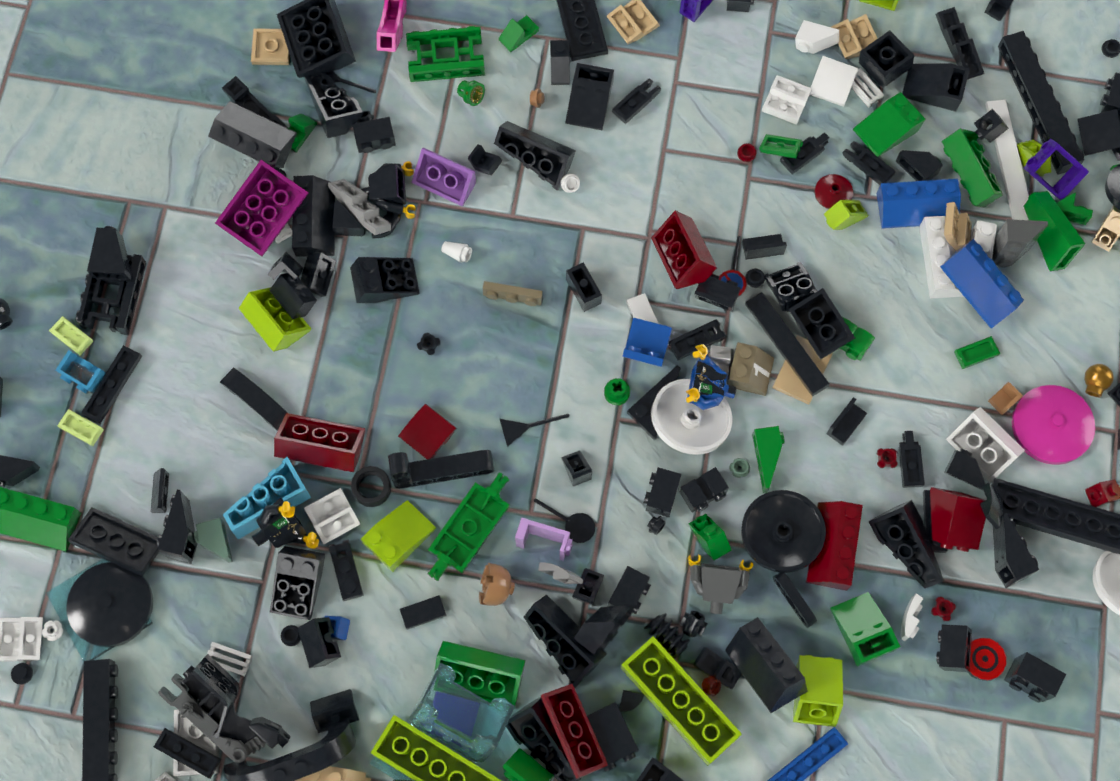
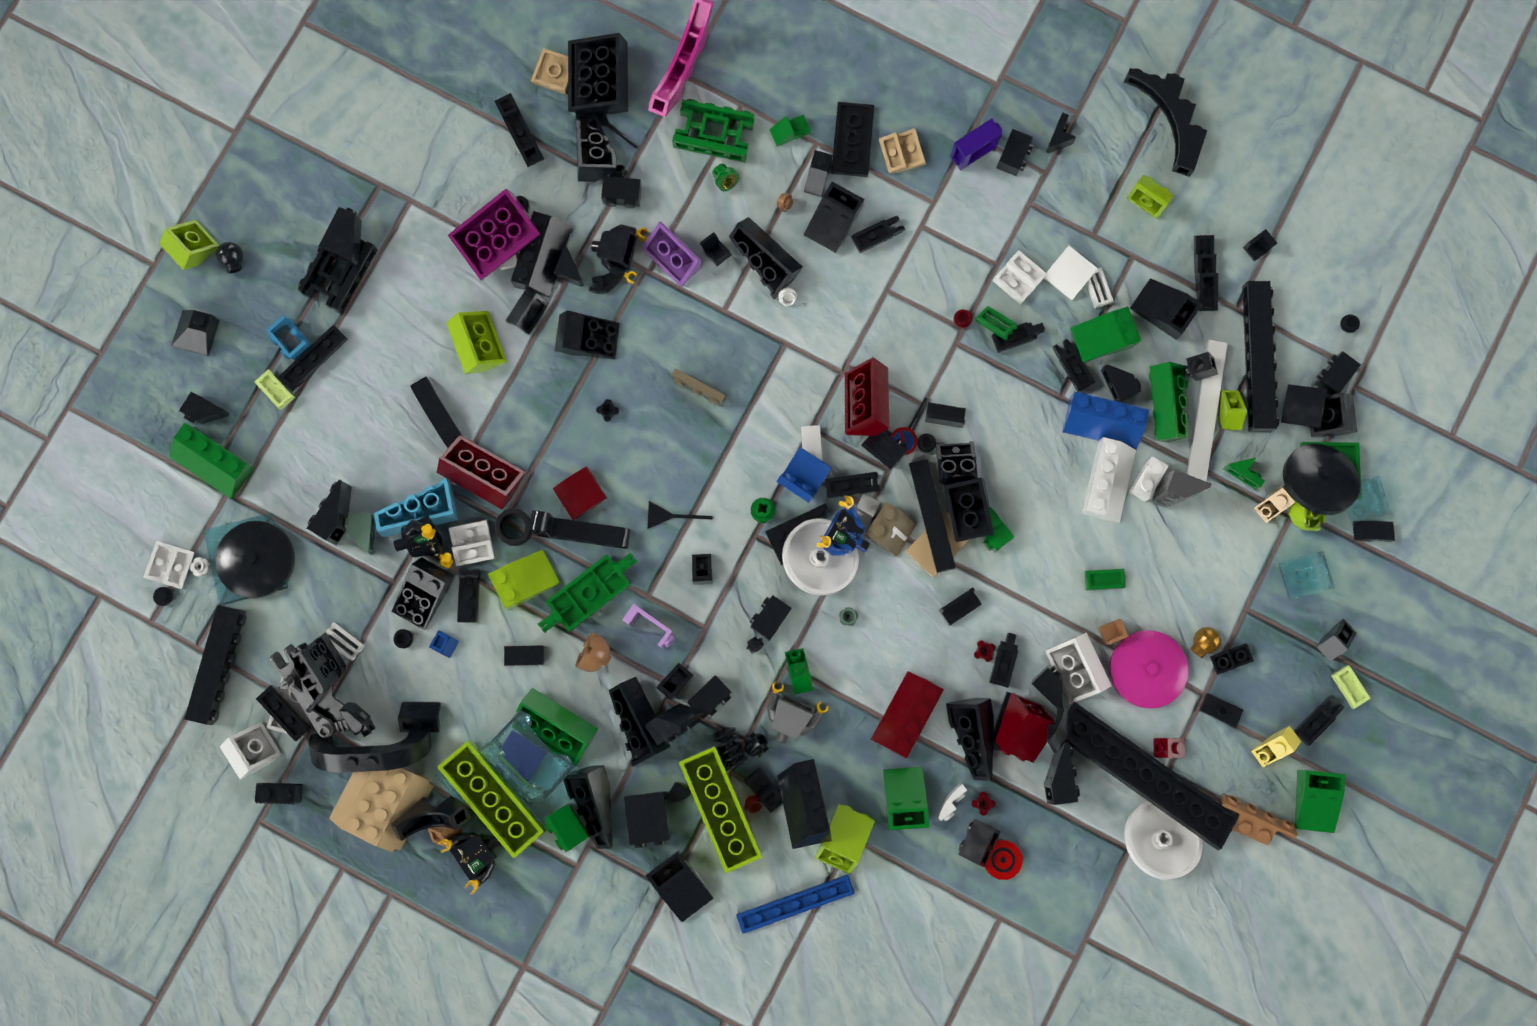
camera: 15 degrees right, 10 degrees up
(71, 335) = (290, 300): yellowish green plate -> none
(115, 541) = (275, 504): black tile -> none
(160, 491) = (327, 471): black slope -> none
(252, 135) = (508, 158): black slope -> none
(289, 264) = (502, 296): black panel -> none
(293, 295) = (498, 326): black brick -> none
(303, 127) = (553, 165): green slope -> none
(318, 643) = (423, 654): black brick -> none
(356, 203) = (584, 258): light grey slope -> none
(458, 251) = (662, 330): white cone -> none
(560, 574) = (654, 662): light grey slope -> none
(574, 731) = (616, 807): dark red slope -> none
(579, 524) = (686, 623): black piece -> none
(583, 287) = (764, 402): black brick -> none
(704, 490) = (808, 627): black brick -> none
(767, 447) = (879, 608): green slope -> none
(783, 531) = (865, 688): black dish -> none
(795, 599) = (854, 753): black beam -> none
(815, 37) = (1068, 224): white slope -> none
(827, 196) = (1027, 390): dark red dish -> none
(845, 214) = (1032, 409): lime slope -> none
(855, 36) = (1108, 234): tan slope -> none
(886, 59) = (1127, 268): black brick -> none
(957, 227) = (1130, 458): tan slope -> none
(982, 283) = (1131, 518): blue slope -> none
(1034, 677) = (1039, 892): black brick -> none
(1059, 239) = (1222, 499): green slope -> none
(1069, 179) = (1252, 445): dark purple window -> none

